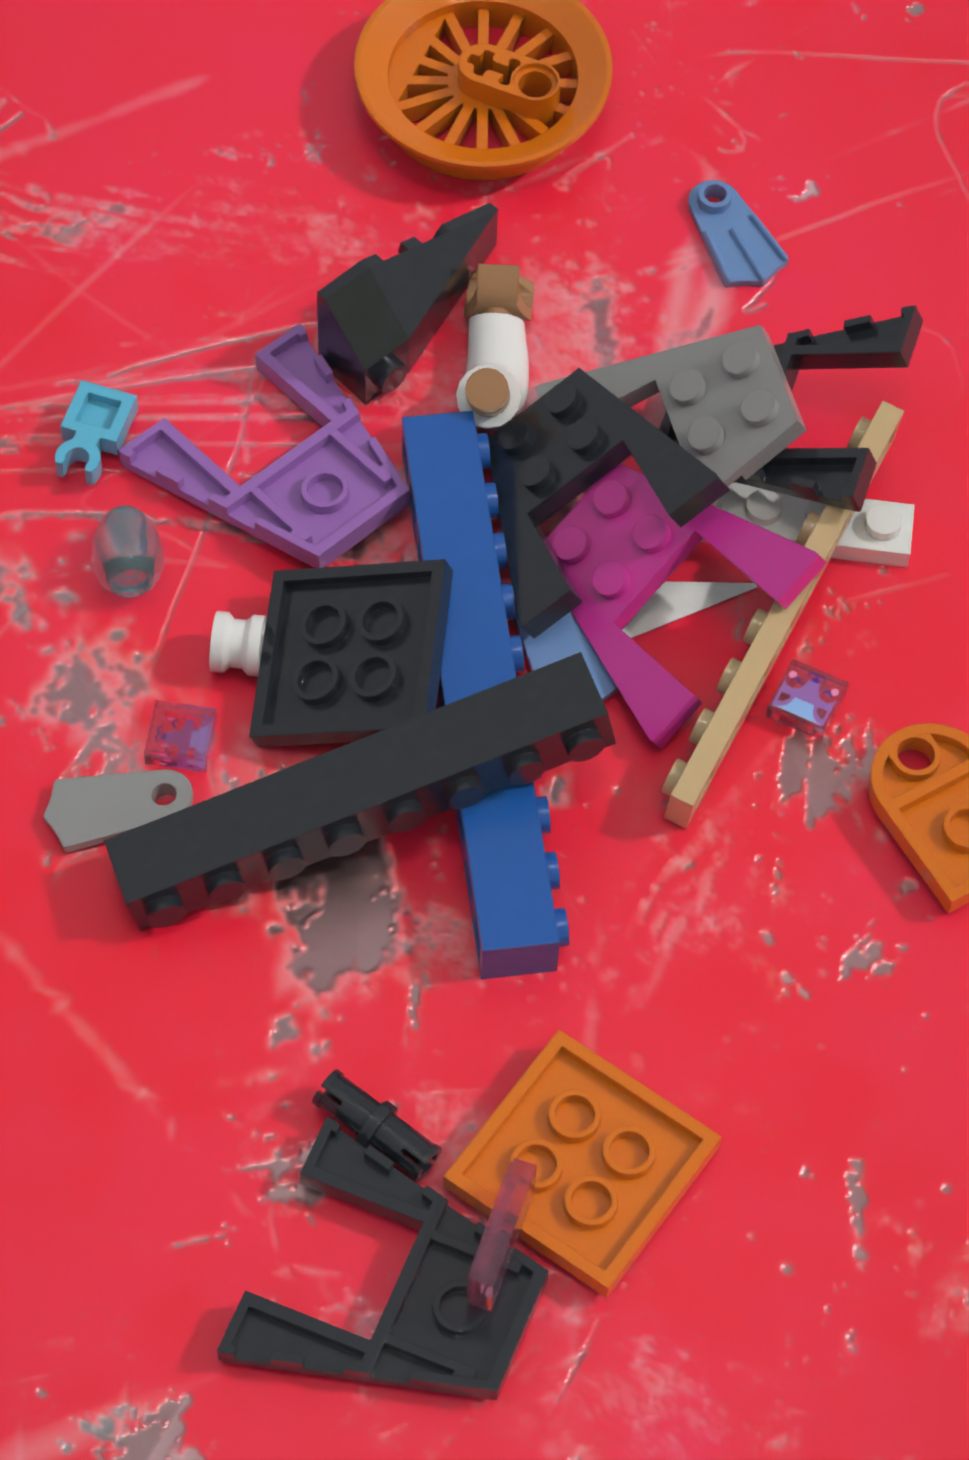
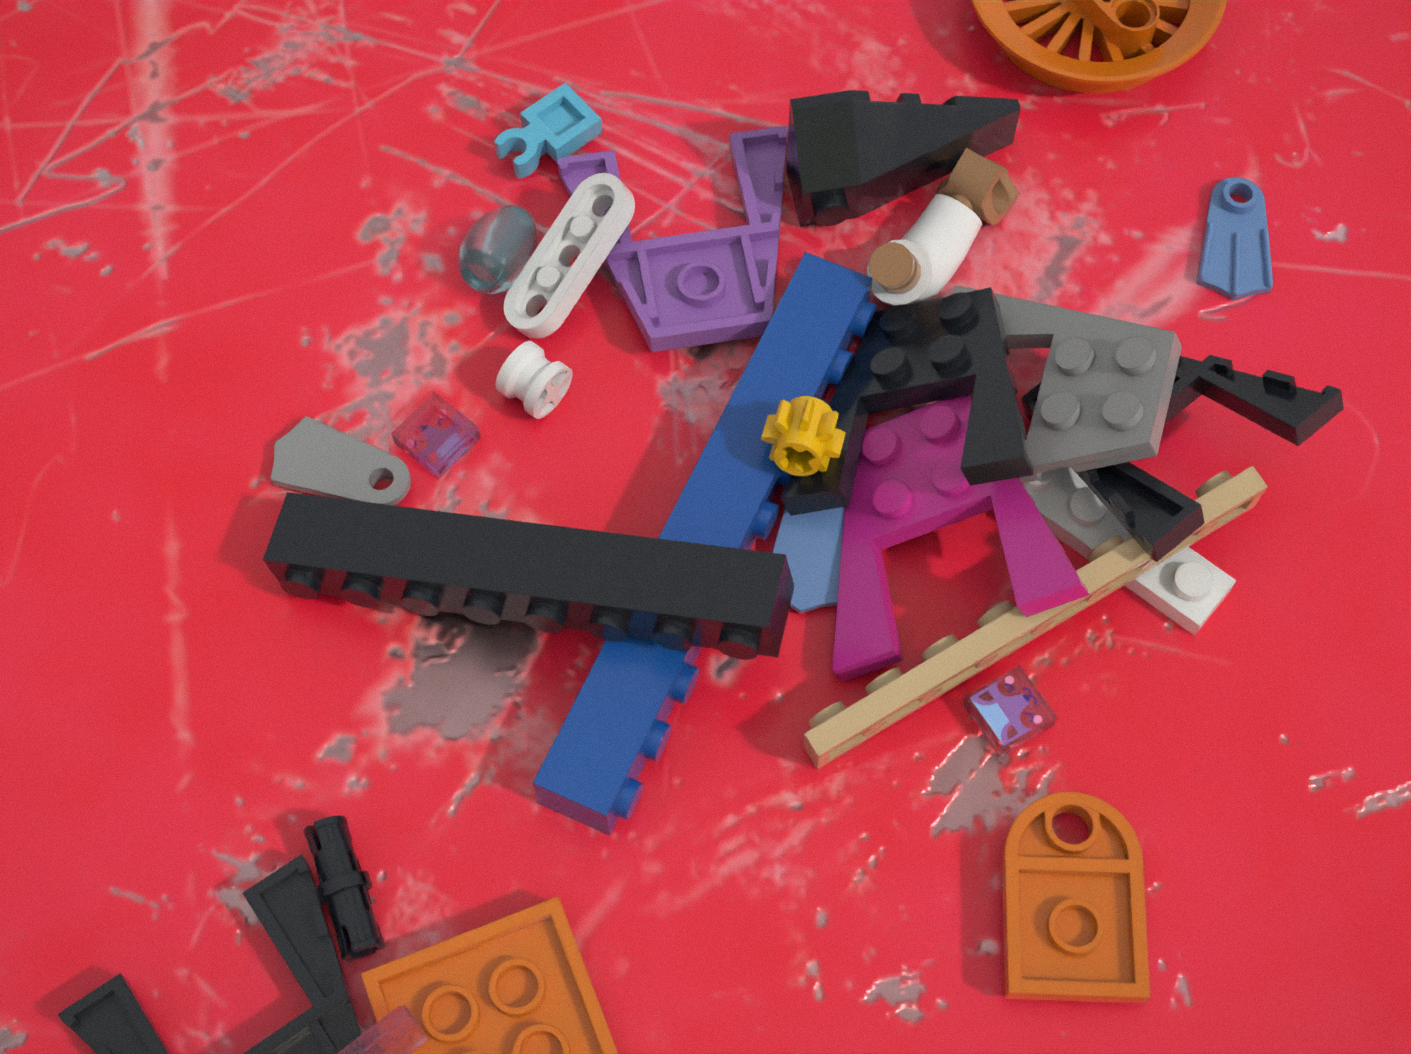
camera: 35 degrees right, 5 degrees up
(189, 502) = (575, 232): none -> white plate
(350, 651) = (616, 440): black plate -> none
(514, 562) = (803, 436): none -> yellow gear
(679, 600) = (949, 549): white sticker -> none

